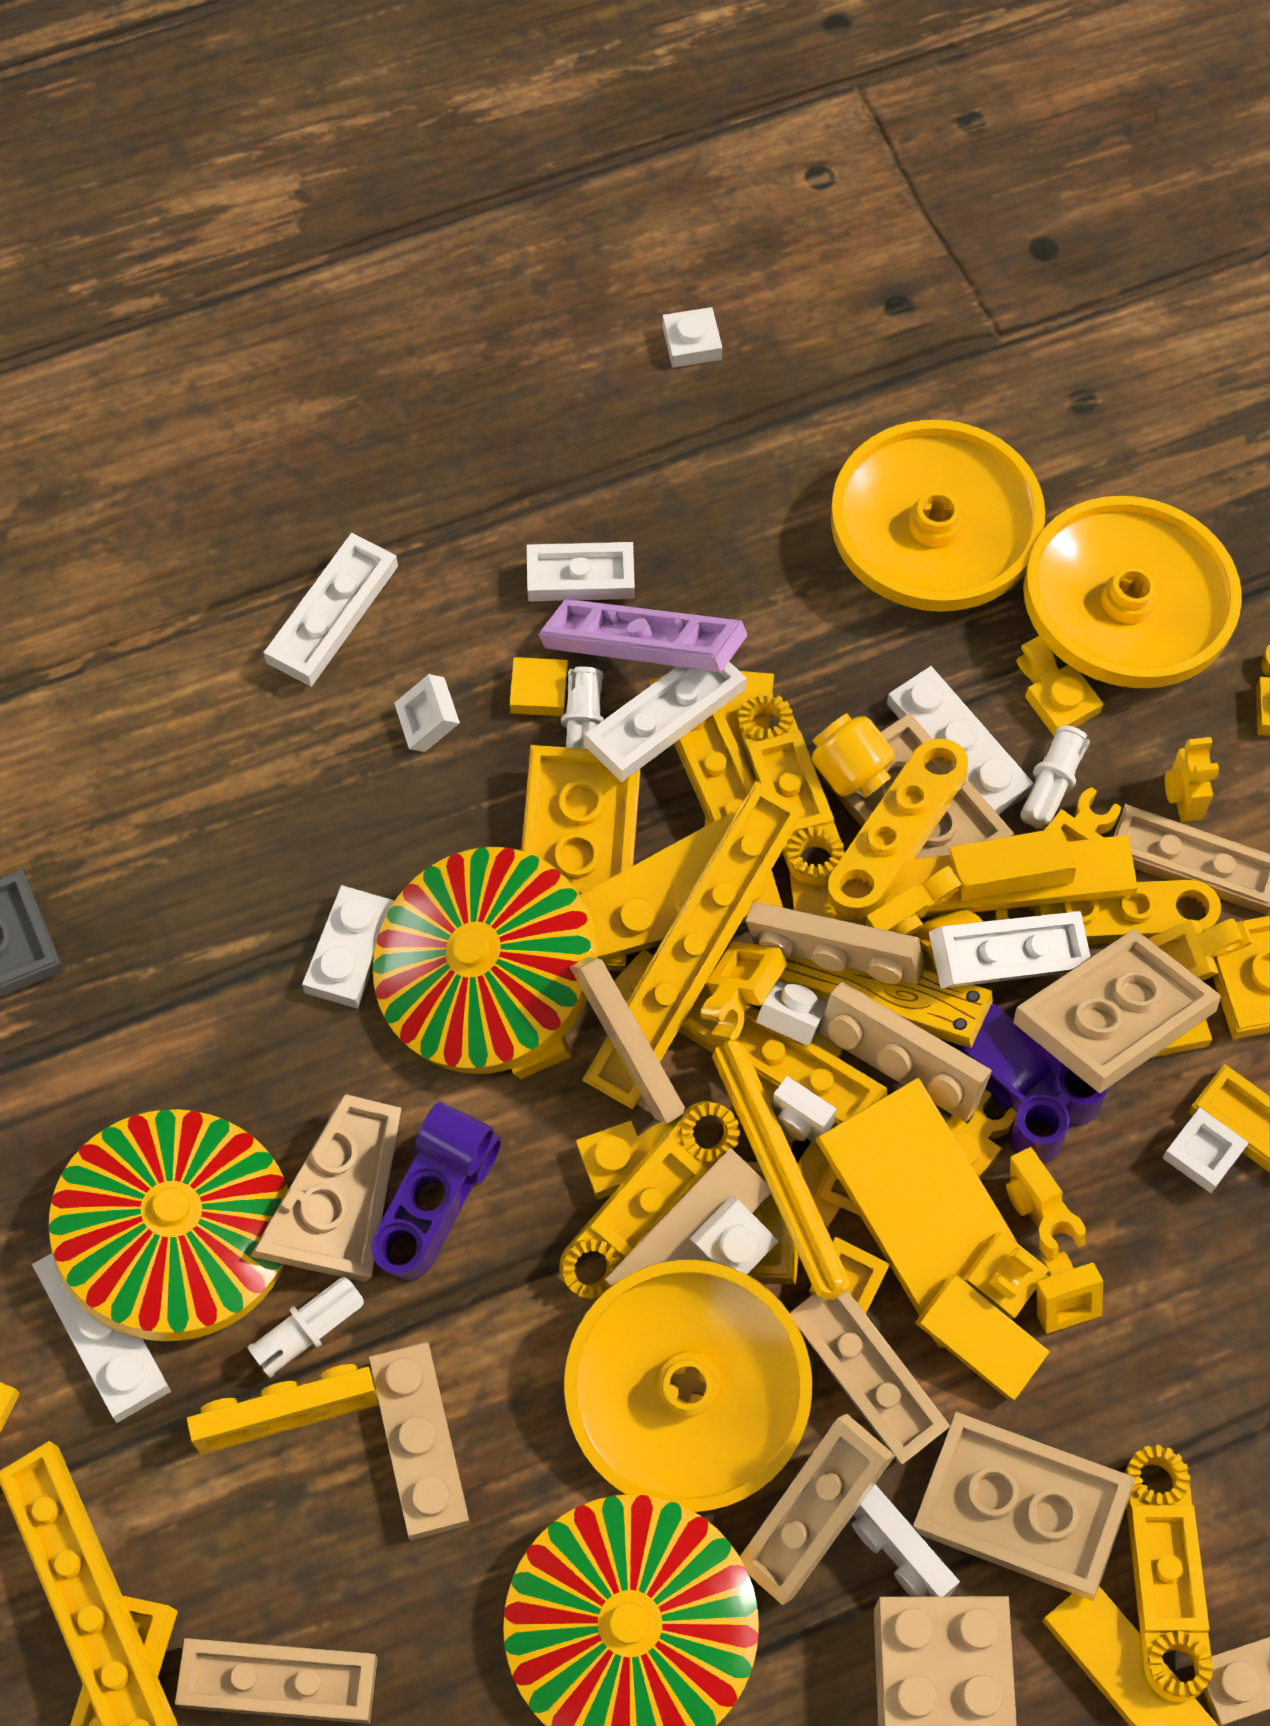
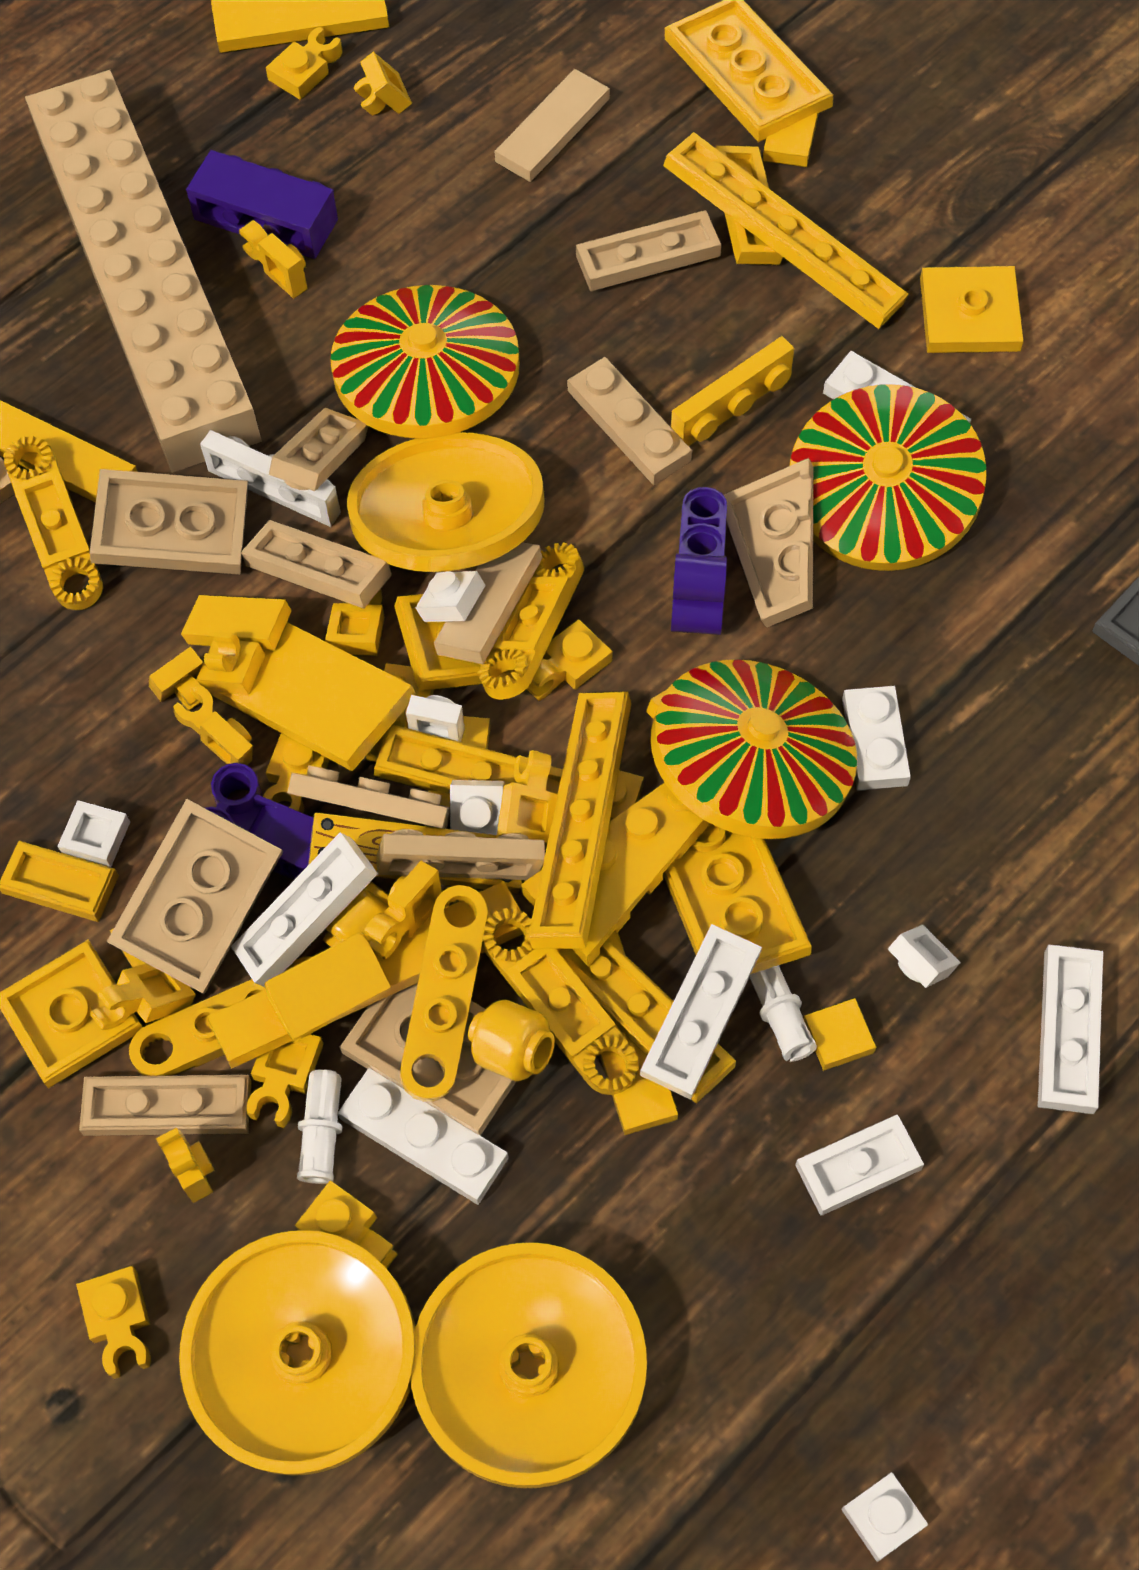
camera: 160 degrees right, 0 degrees up
(306, 1326) = (749, 450): white axle -> none
(628, 1039) = (601, 704): tan tile -> none
(643, 635) = (759, 1085): lavender plate -> none
(781, 1171) = (437, 661): yellow axle -> none

